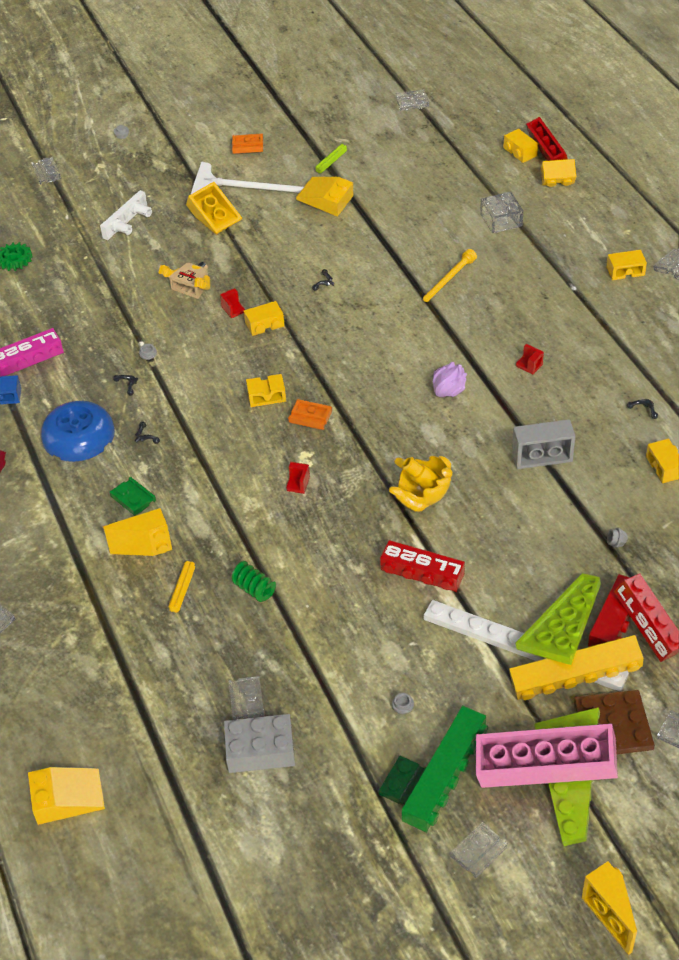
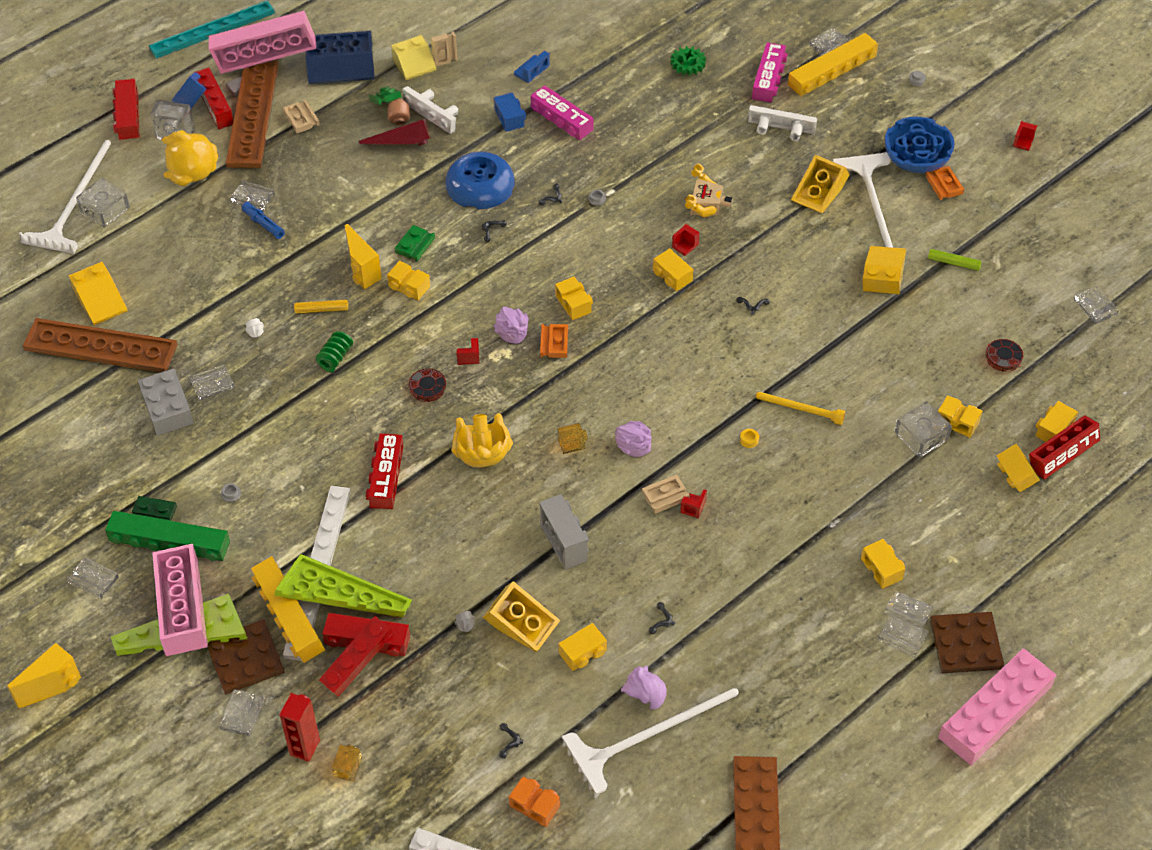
camera: 70 degrees right, 5 degrees up
(33, 617) = (258, 216): none -> blue pin
(61, 210) = (769, 72): none -> dark pink brick
(78, 172) = (832, 64): none -> yellow brick
(142, 804) = (100, 345): none -> dark orange plate
(185, 507) = (408, 281): none -> yellow brick
(188, 647) = (254, 327): none -> white plate
(204, 143) = (919, 144): none -> blue brick
(219, 91) = (1025, 136): none -> red panel
(280, 438) = (511, 325): none -> lavender hair
(323, 518) = (427, 385): none -> tile
(432, 423) = (572, 438): none -> clear yellow brick
(440, 157) = (1004, 355): none -> tile
(469, 314) = (749, 438): none -> yellow tile
(495, 186) = (962, 418): none -> yellow brick
(514, 375) = (665, 493): none -> tan plate
(621, 497) = (521, 617): none -> yellow slope

